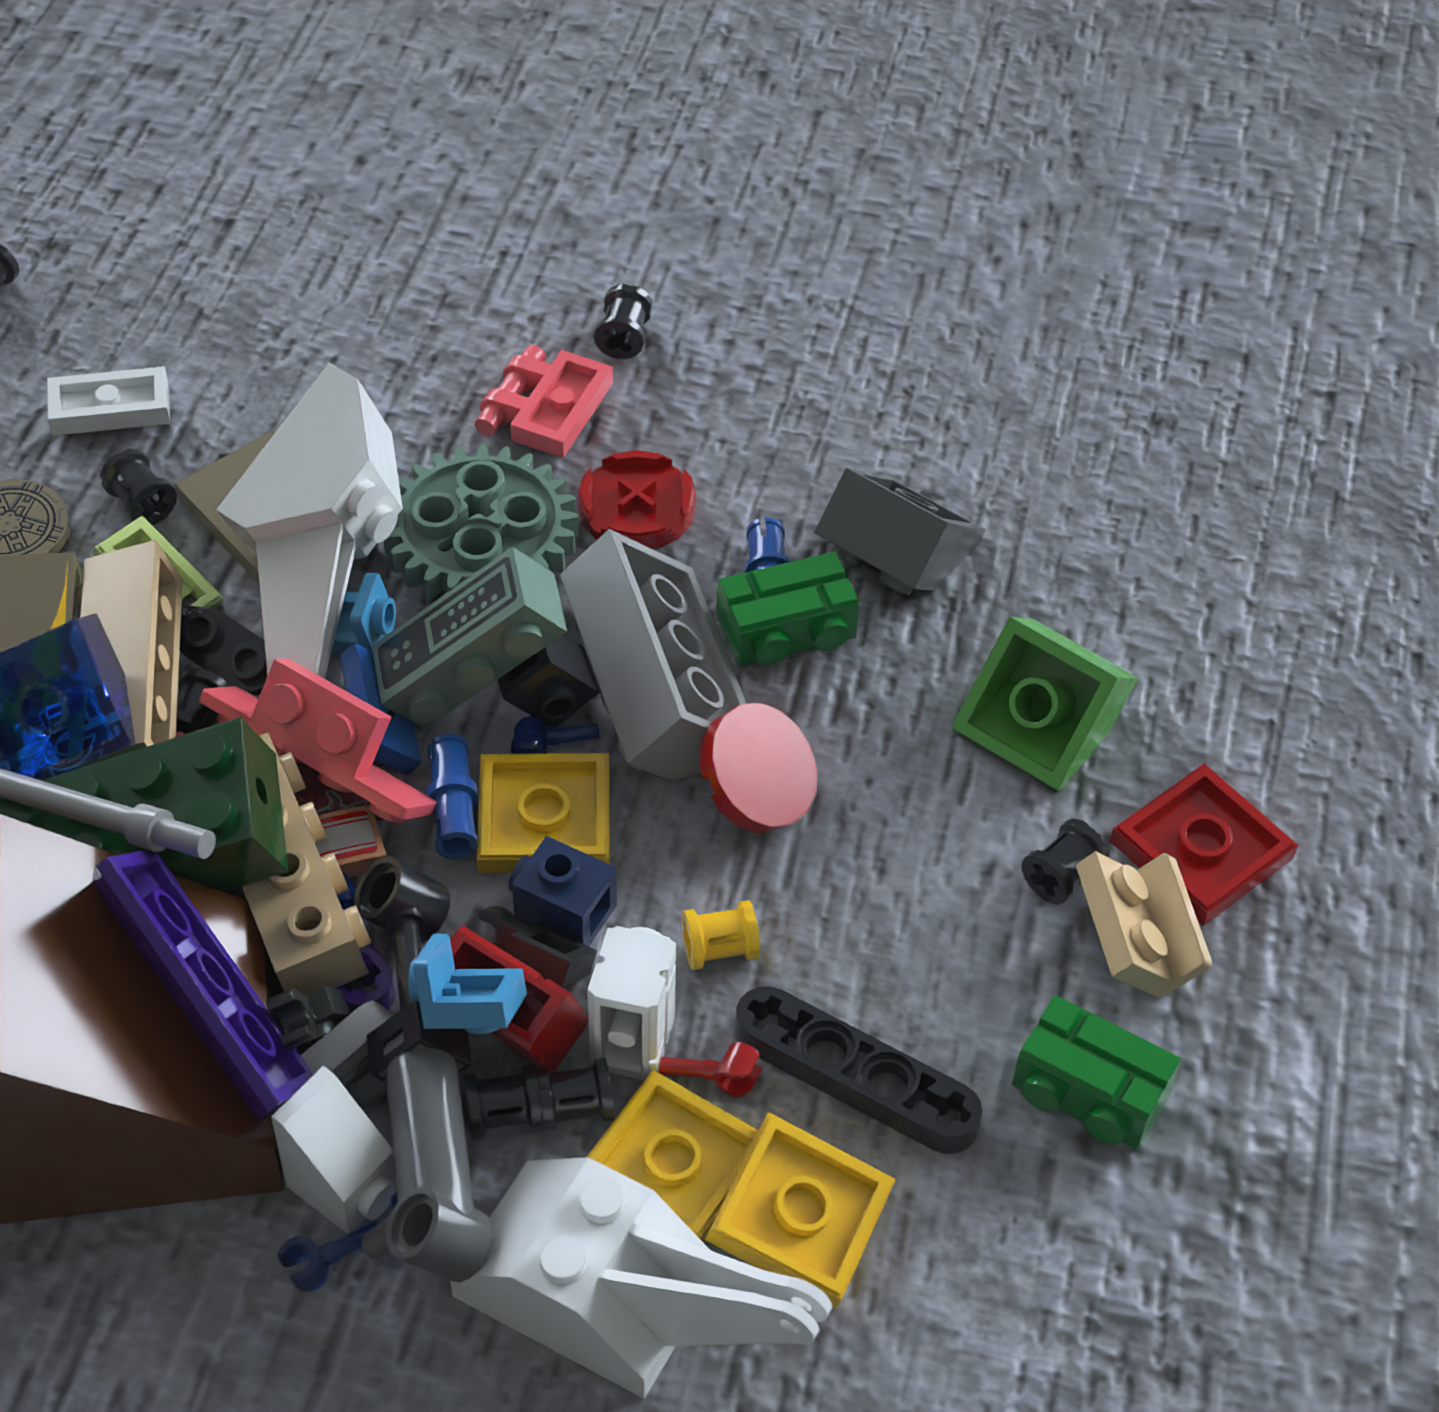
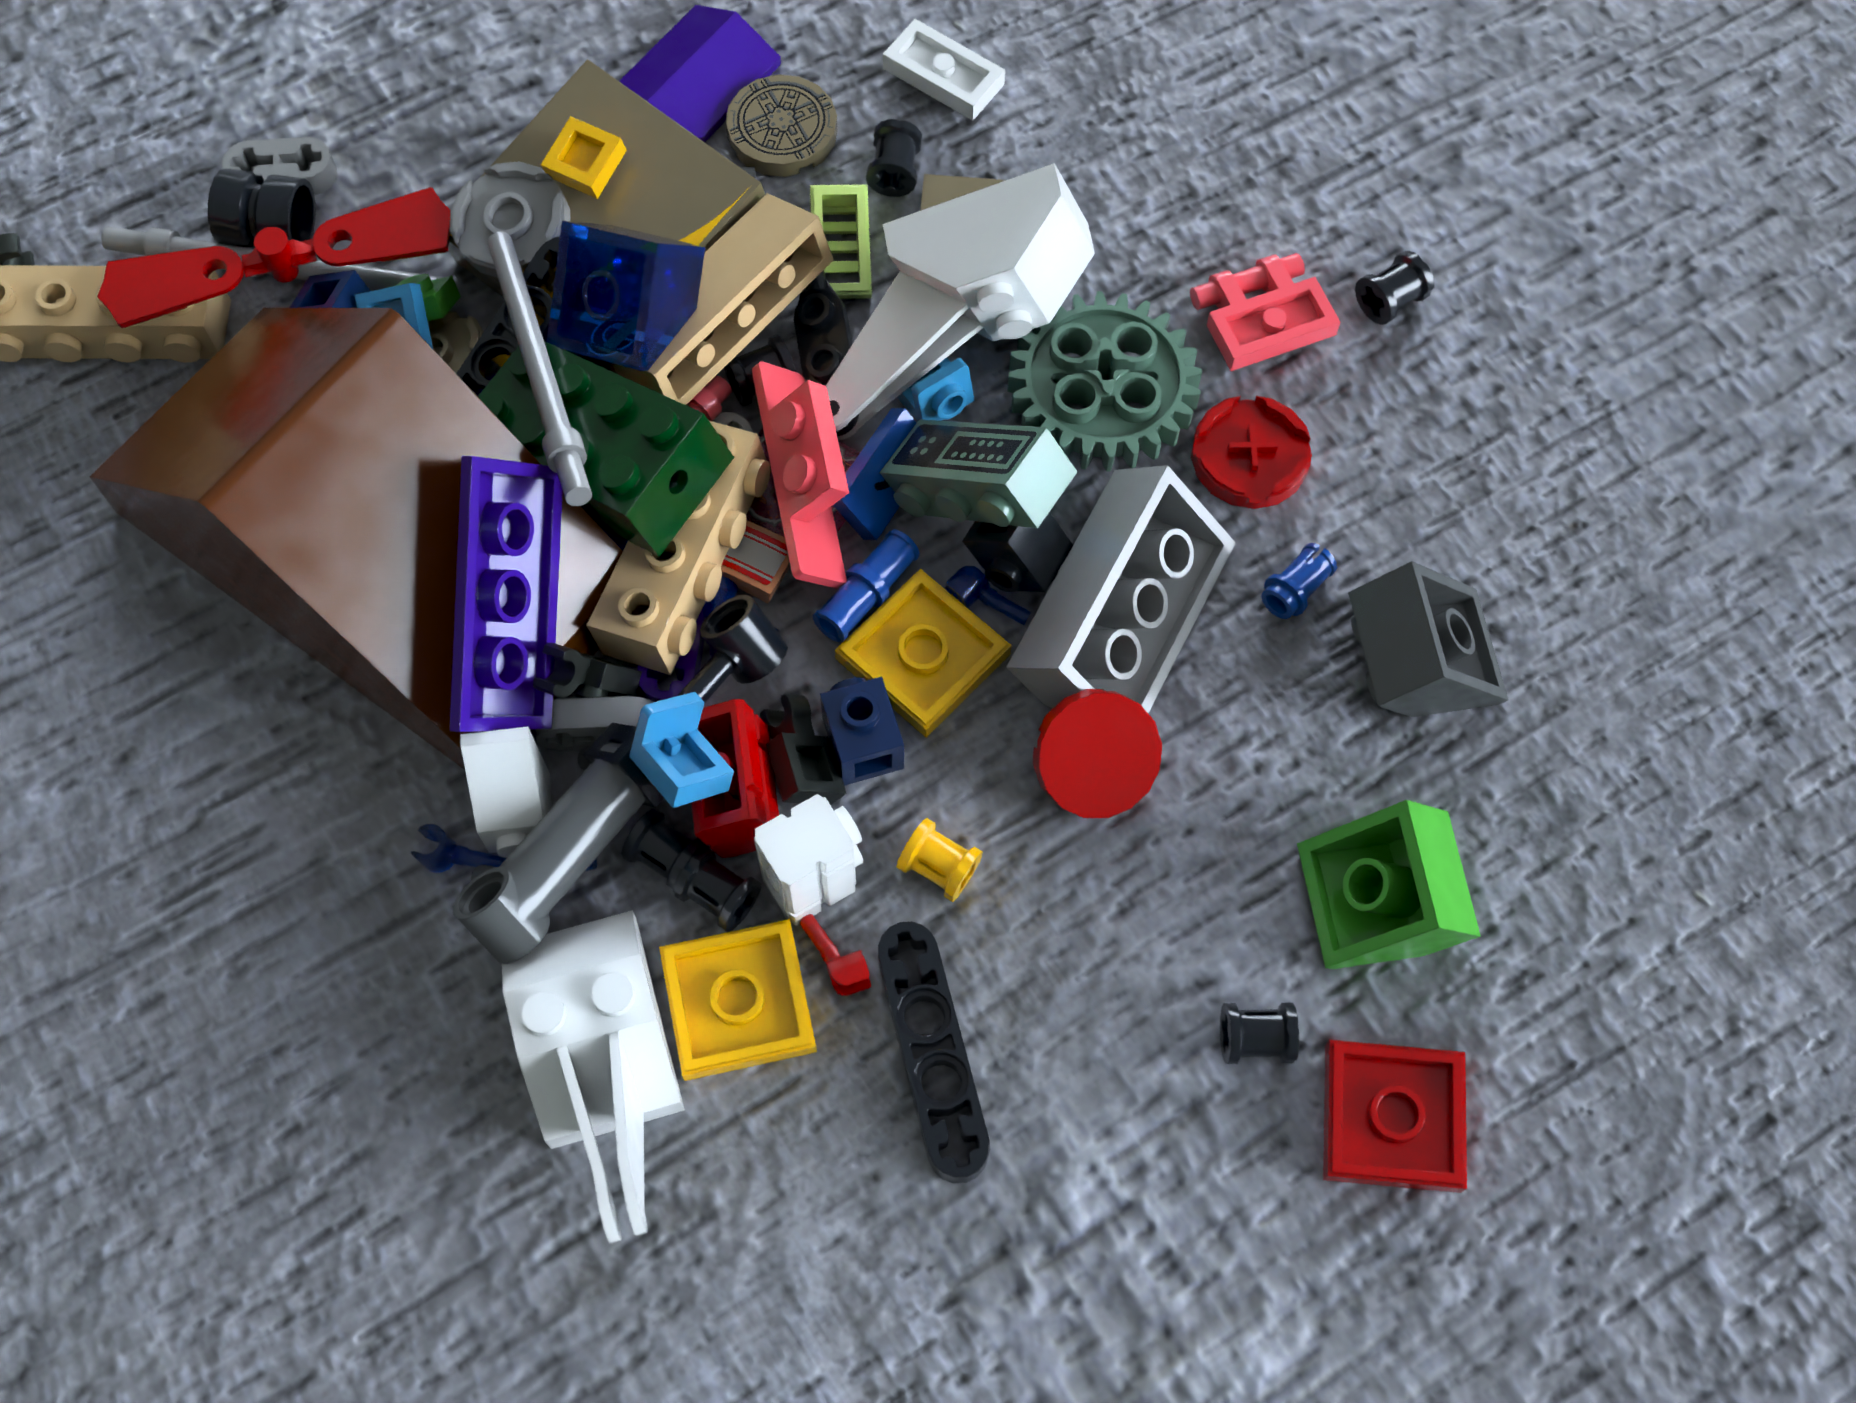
camera: 45 degrees right, 15 degrees up
(787, 609) = (1262, 640): green brick -> none
(800, 1208) = (779, 1119): yellow tile -> none
(1095, 1073) = (1093, 1220): green brick -> none
(1144, 922) = (1260, 1137): tan bracket -> none

